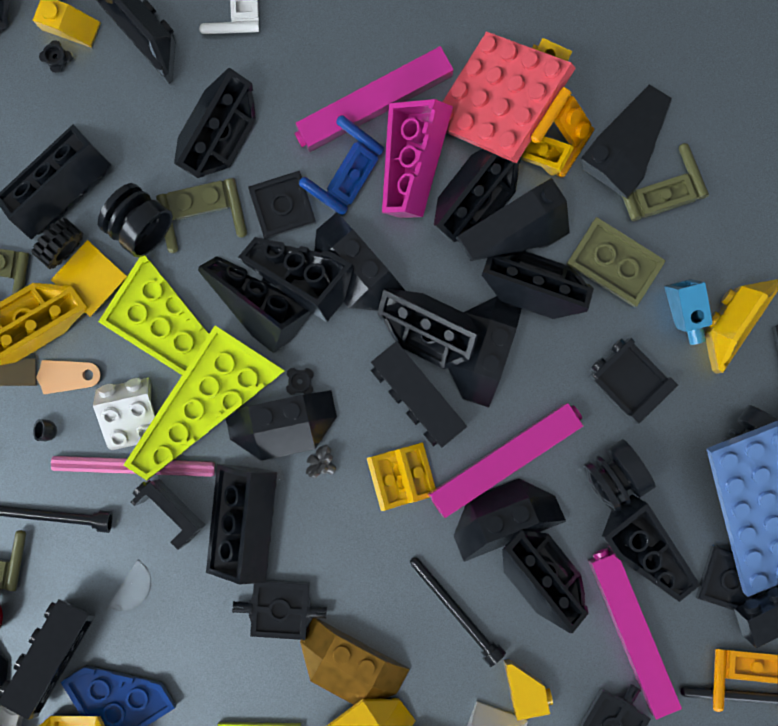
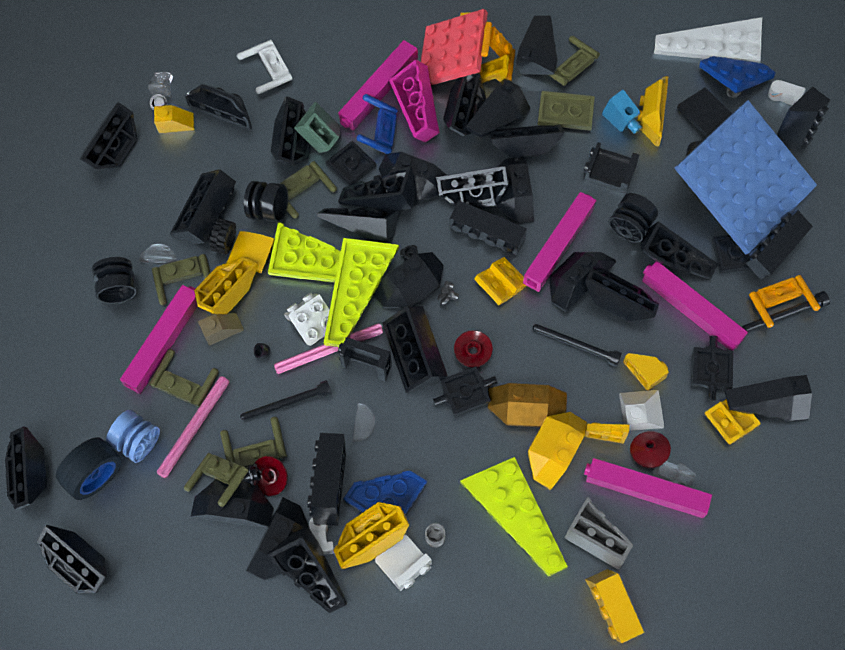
camera: 20 degrees left, 20 degrees down
(49, 51) = (174, 137): black plate -> none
(66, 376) = (261, 314): light nougat piece -> none
(259, 135) = (318, 128): none -> sand green slope
(307, 568) = (473, 340): none -> dark red dish

